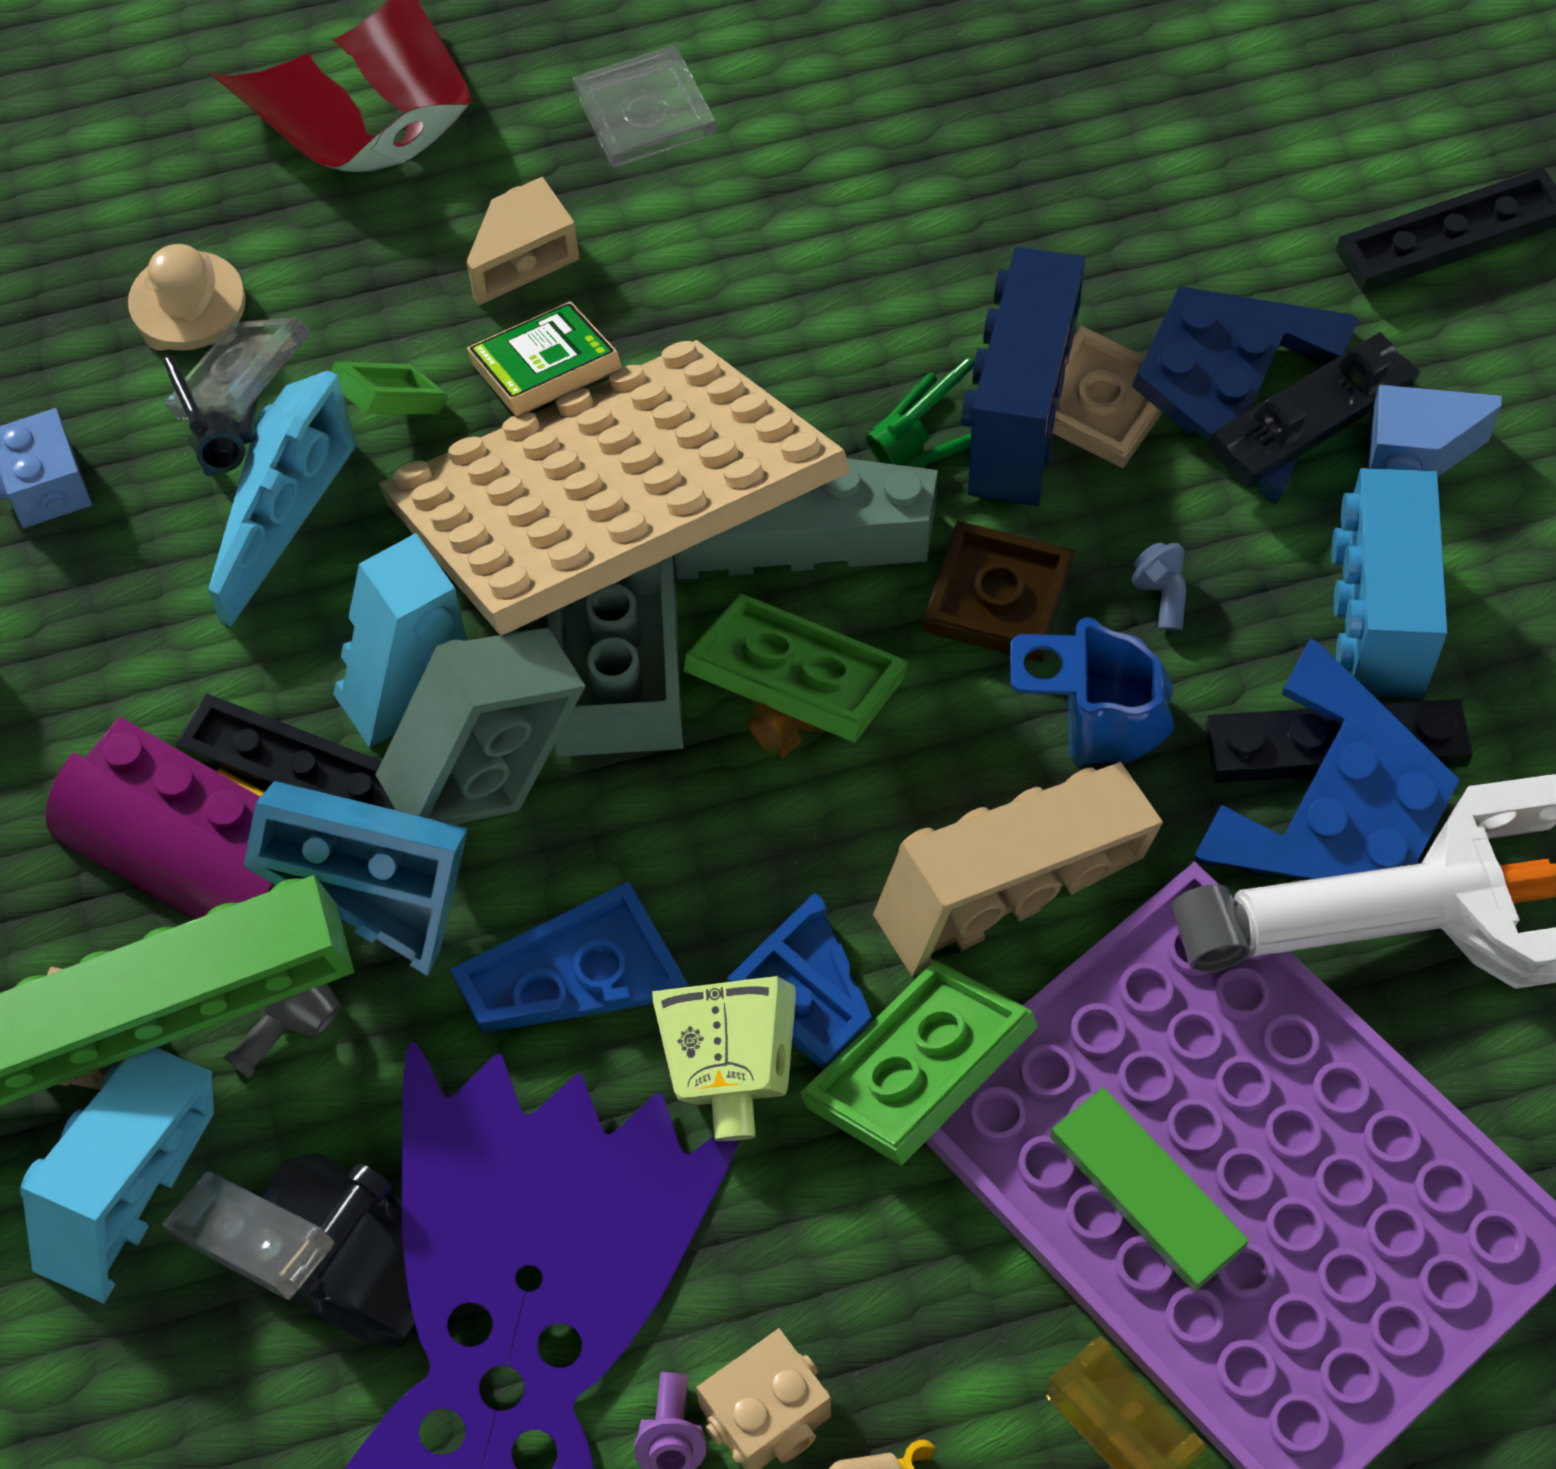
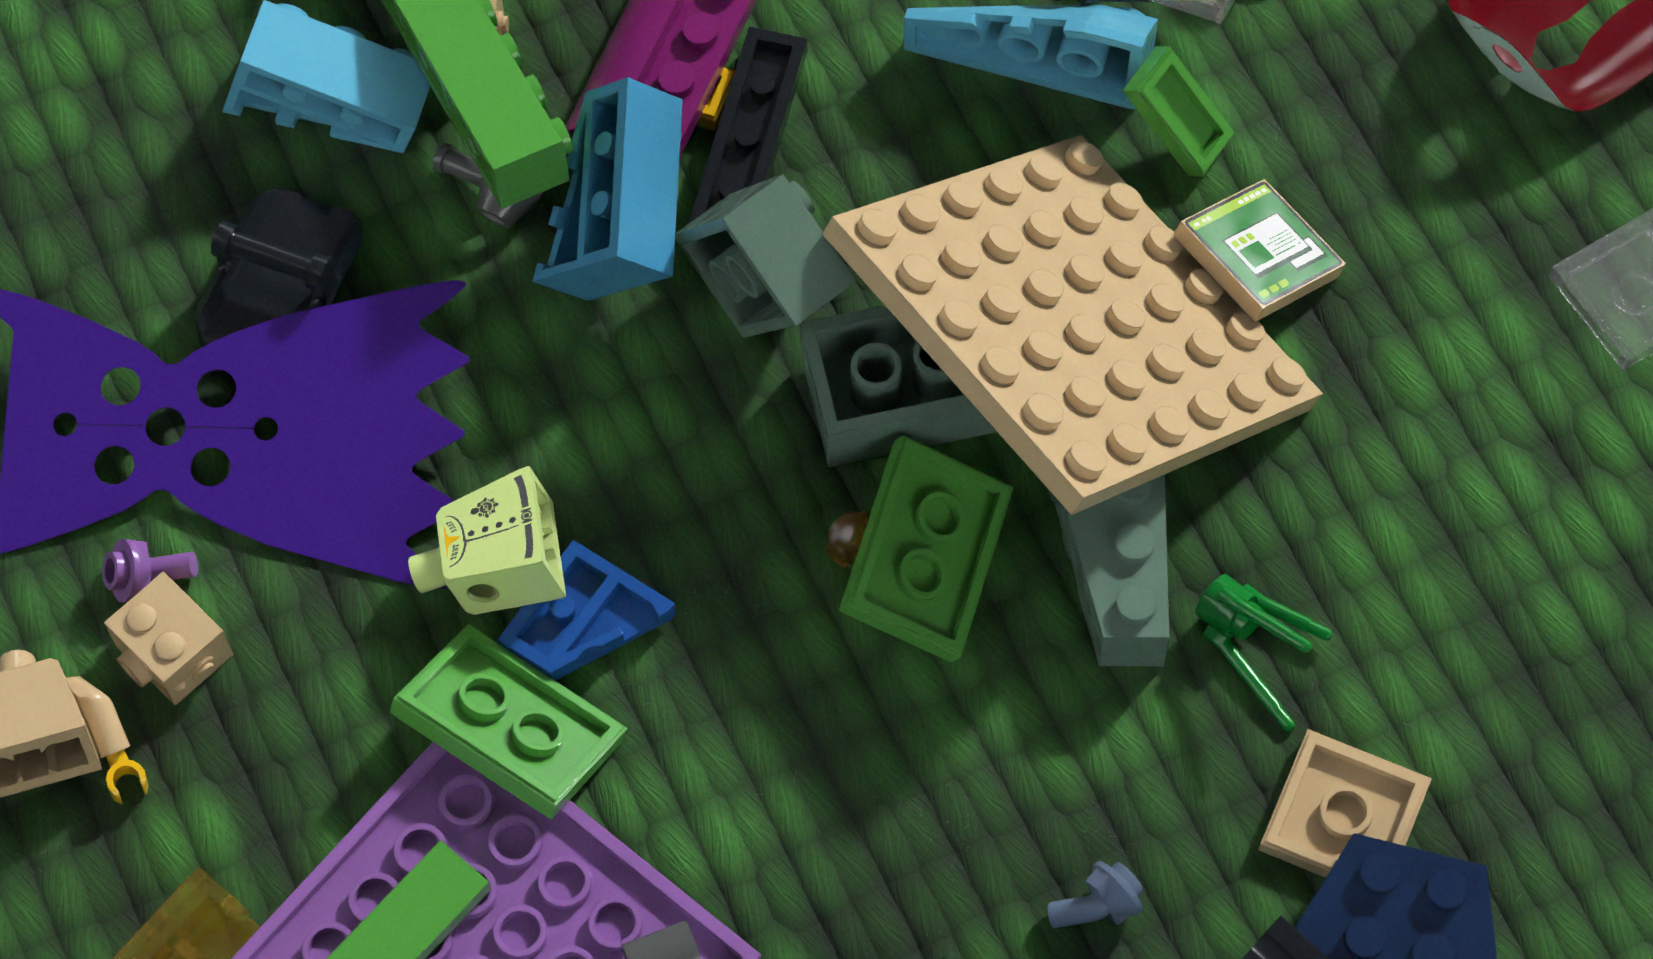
camera: 80 degrees right, 5 degrees up
(249, 1234) = (266, 191): clear tile -> none
(399, 617) = (868, 164): medium azure wedge -> none
(520, 241) = (1409, 197): tan slope -> none
(571, 966) = (575, 409): blue wing -> none
(997, 588) = (1061, 734): dark brown plate -> none
(1011, 860) = (736, 780): tan wedge -> none
(1022, 374) = (1330, 710): dark blue wedge -> none
(1112, 688) = (937, 836): blue piece -> none

